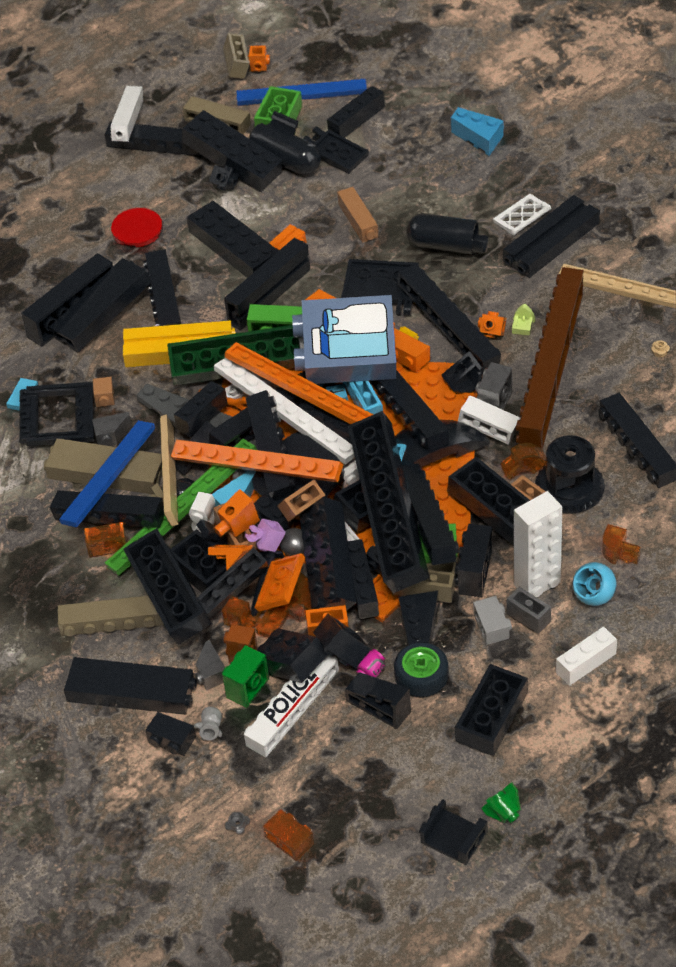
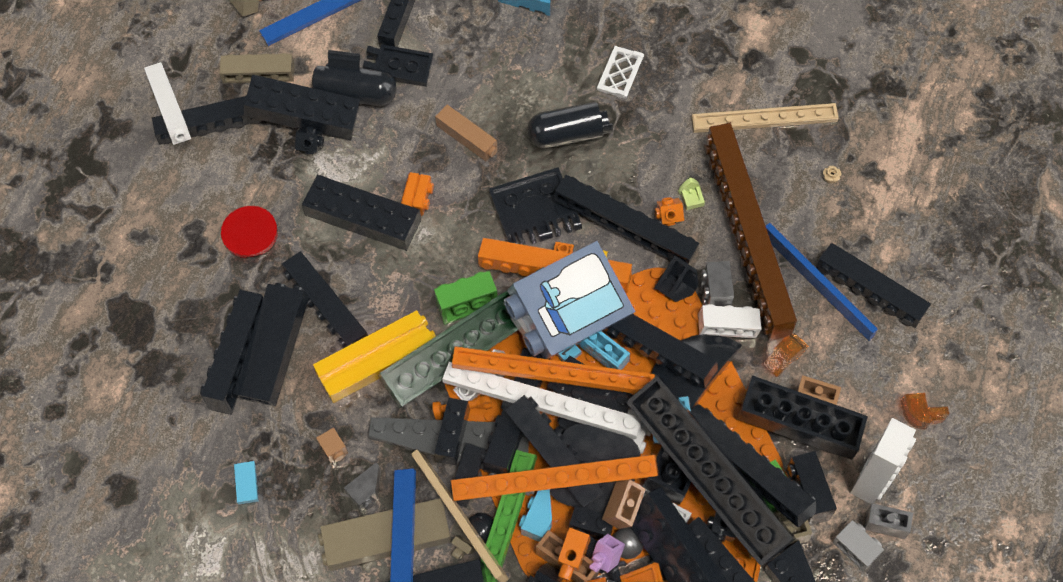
camera: 30 degrees left, 15 degrees up
(29, 413) = (325, 480): black hinge -> none
(202, 509) = (526, 555): white brick -> none
(268, 282) = (428, 252): black brick -> none
(280, 100) = (317, 36): bright green brick -> none
(551, 236) = (664, 88): black brick -> none
(571, 470) = (841, 355): black piece -> none
(584, 579) = (932, 453): medium azure wheel -> none
(586, 656) = (965, 547): white brick -> none
(591, 421) = (821, 283): none -> blue tile

